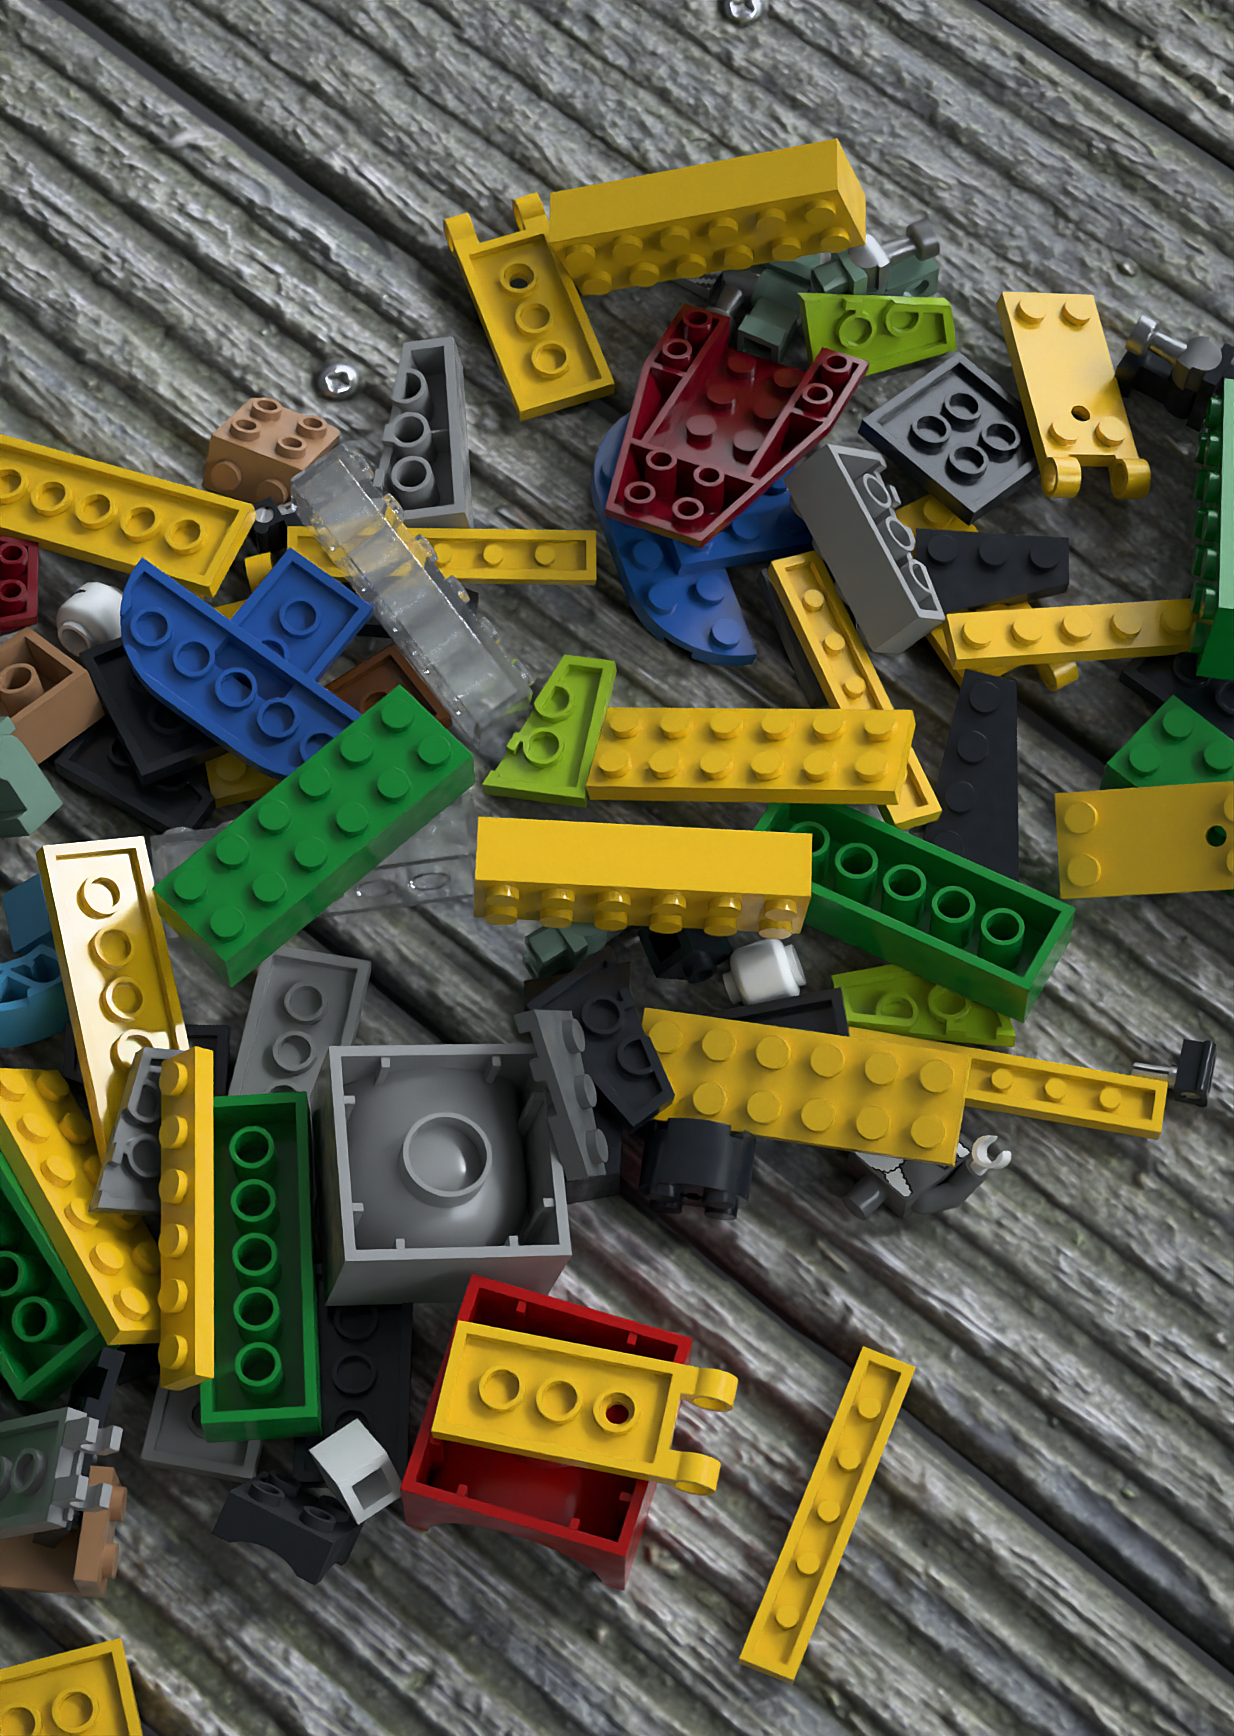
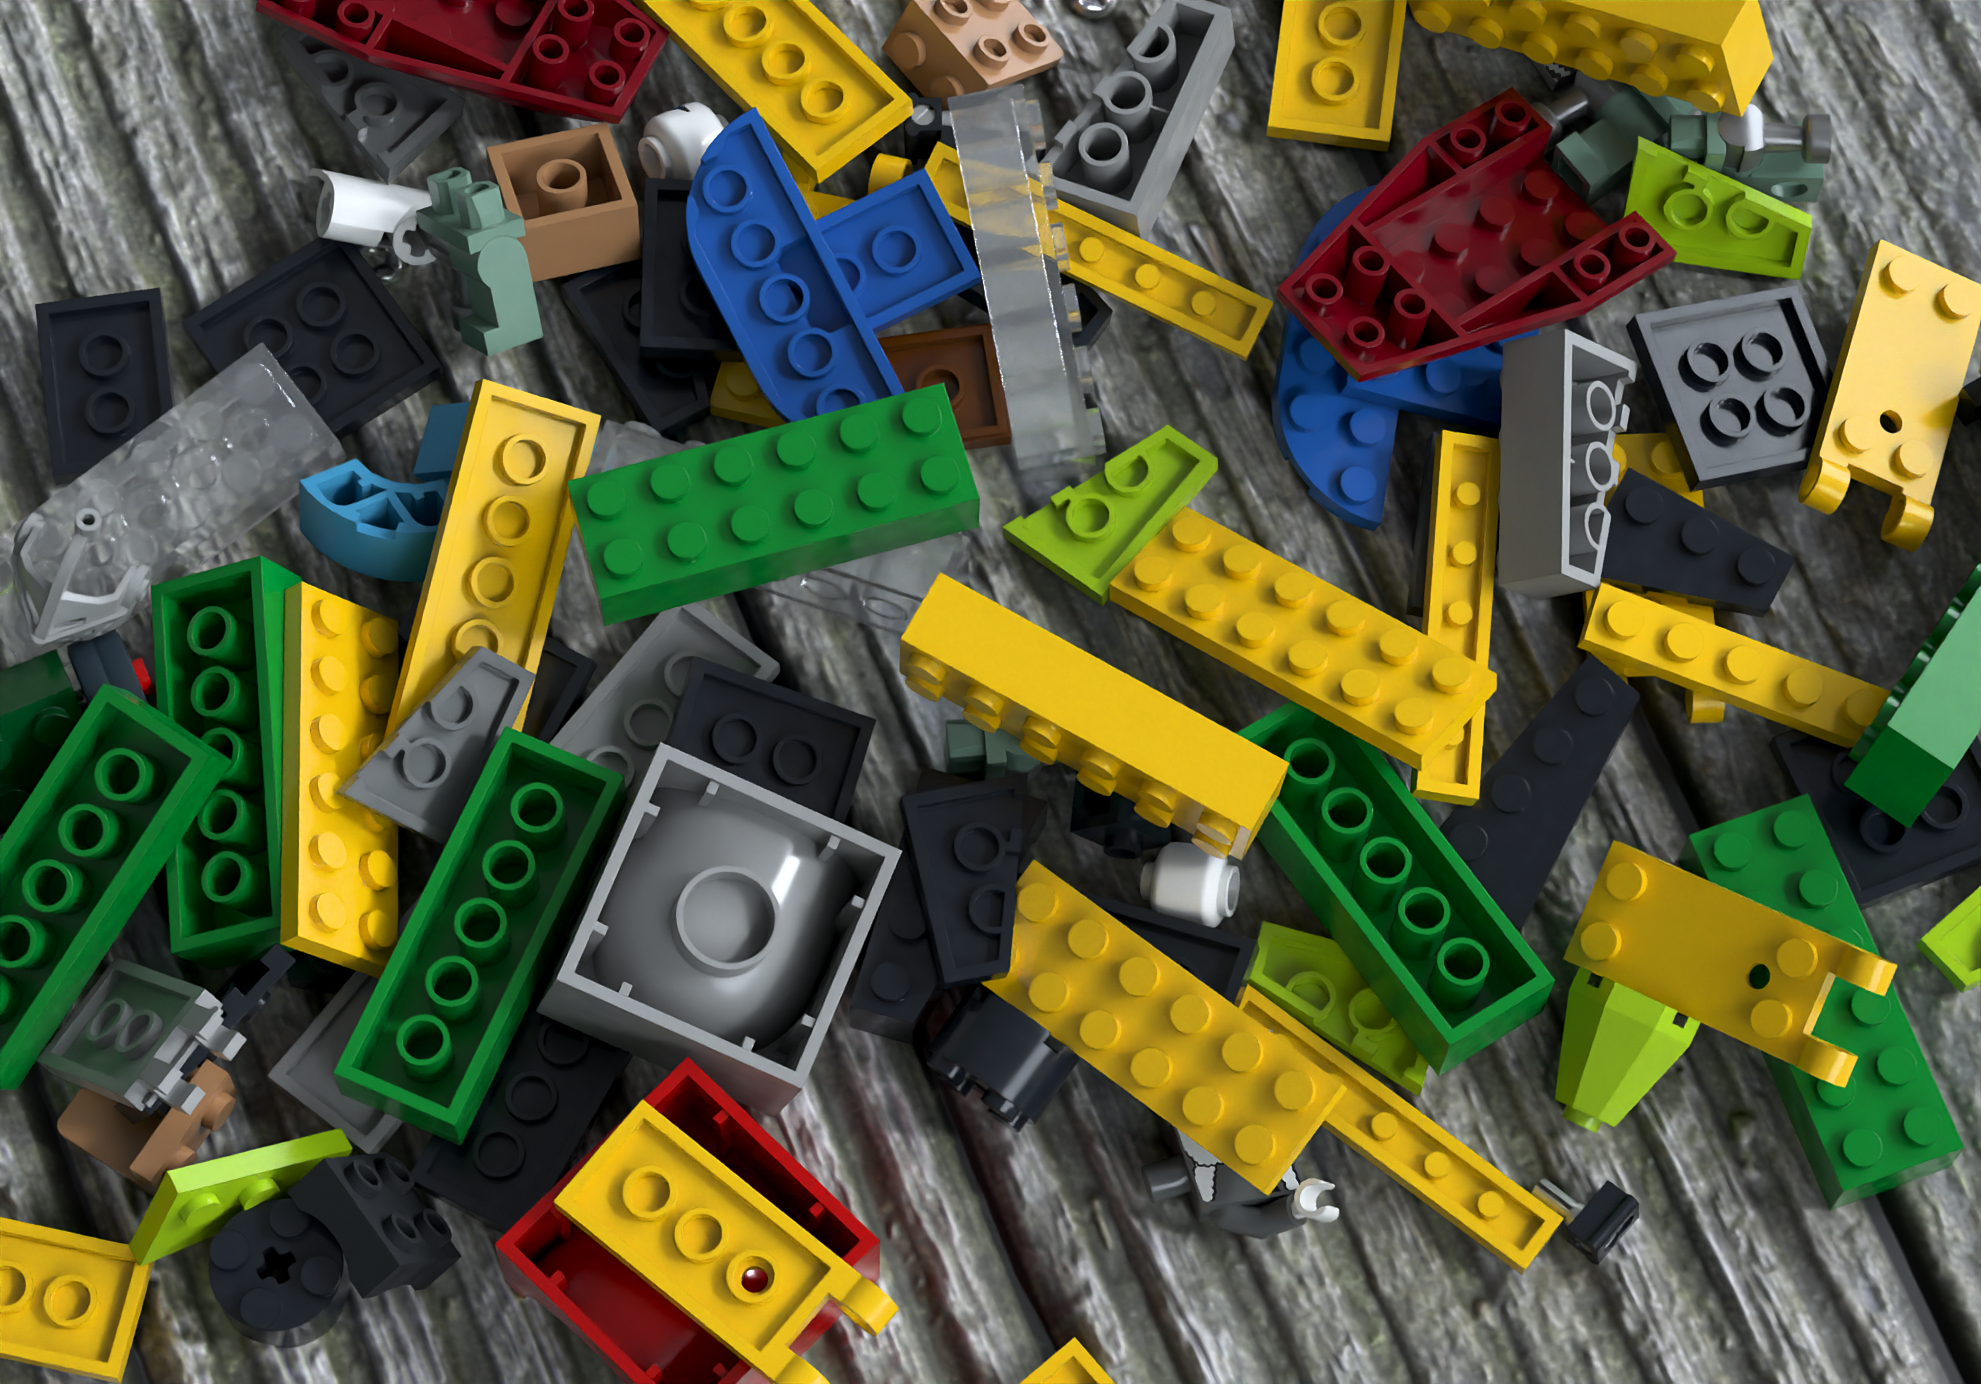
camera: 25 degrees right, 5 degrees up
(160, 1560) = (204, 1196): none -> lime wing
(186, 1220) = (429, 851): yellow plate -> none
(221, 1573) = (249, 1295): none -> black brick
(357, 1471) = (471, 1201): white brick -> none
(393, 1009) = (772, 736): none -> black plate
(561, 1072) = (894, 890): dark grey wing -> none
(1137, 941) = (1614, 1050): none -> lime cone

